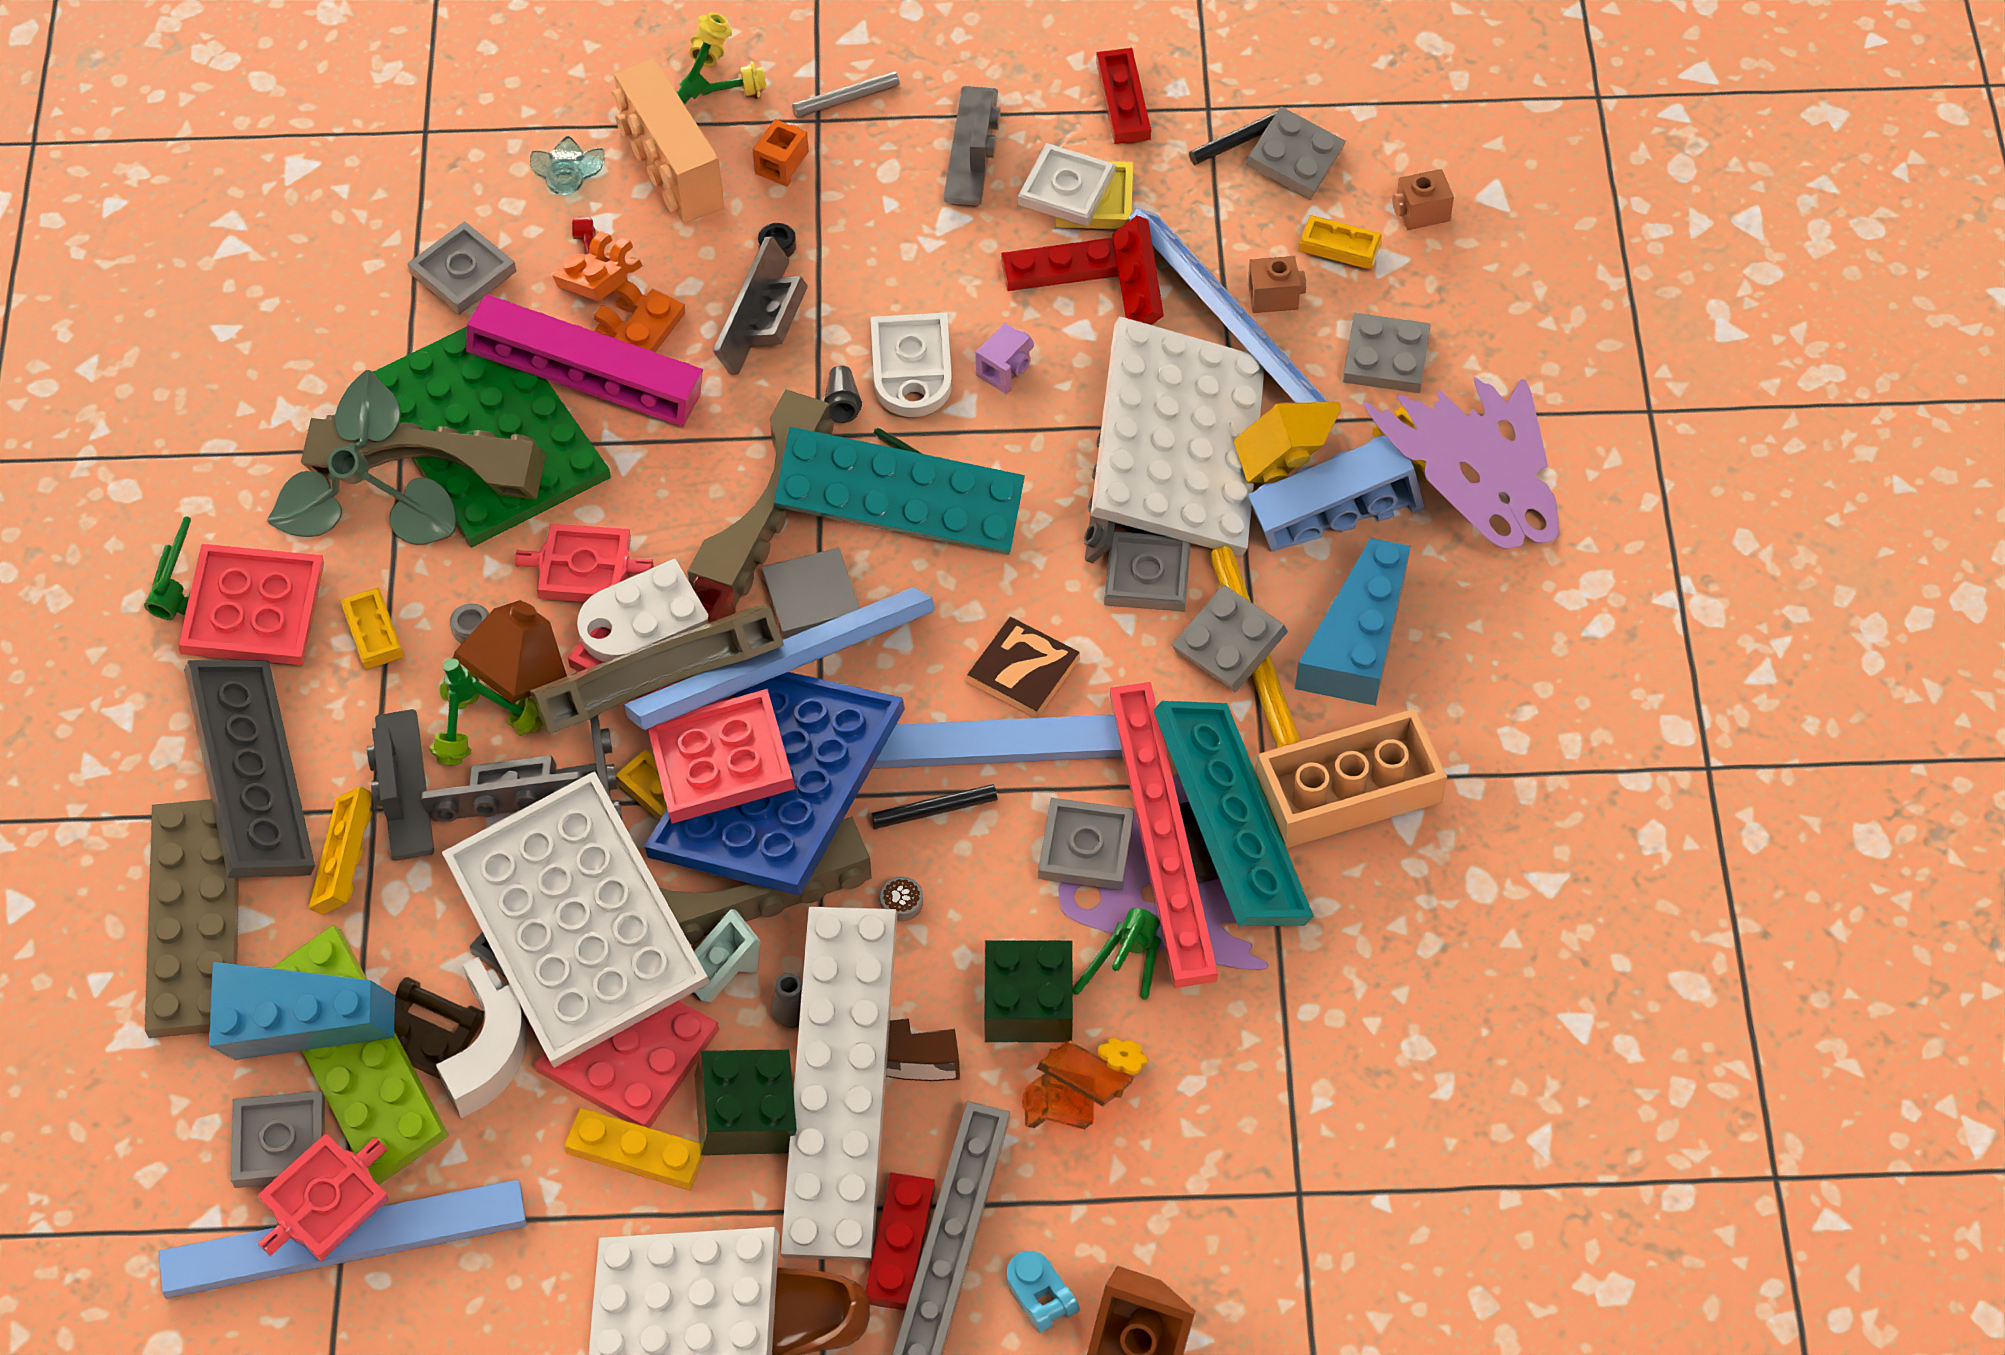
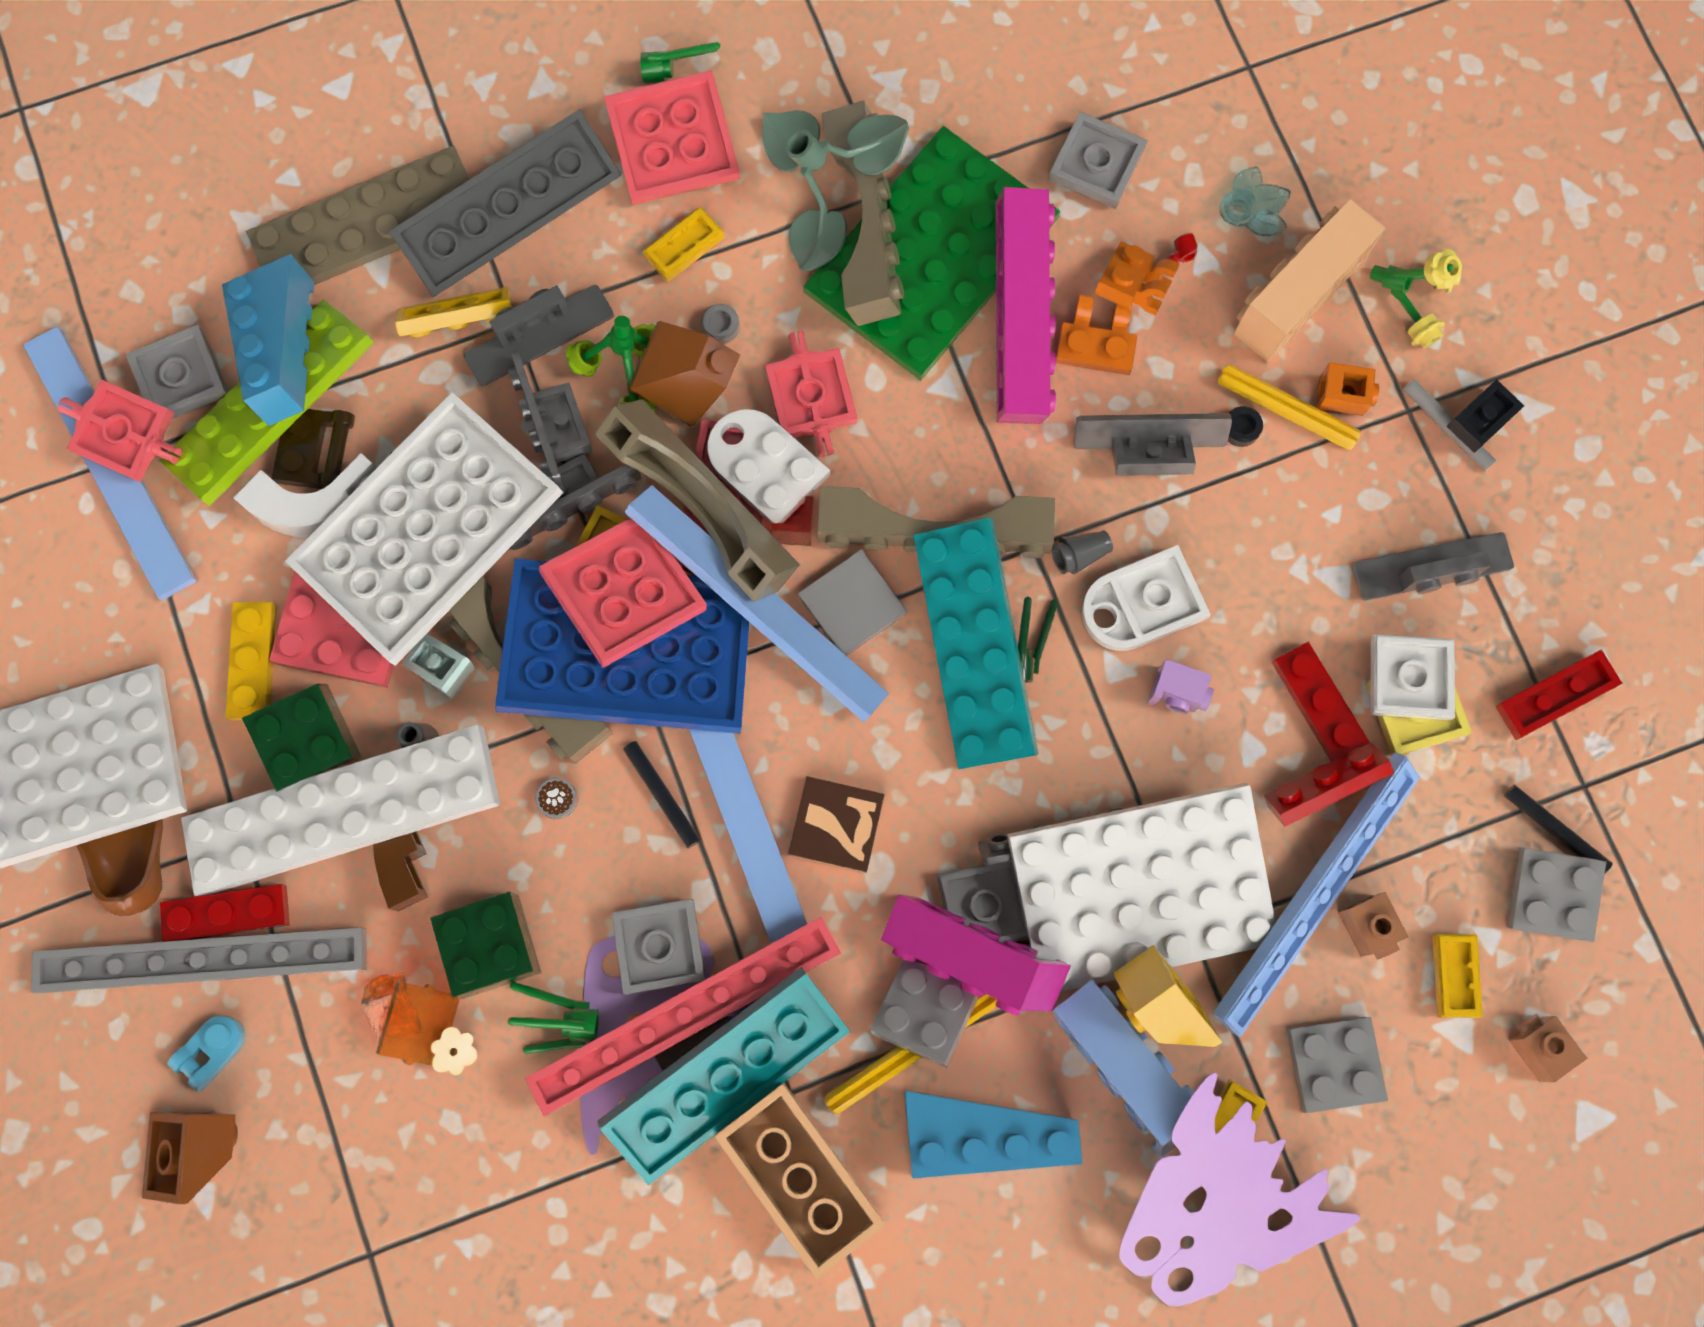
camera: 70 degrees right, 20 degrees up
(774, 201) = (1289, 407): none -> yellow axle
(852, 62) = (1485, 416): none -> black plate
(1190, 574) = (974, 956): none -> dark pink wedge

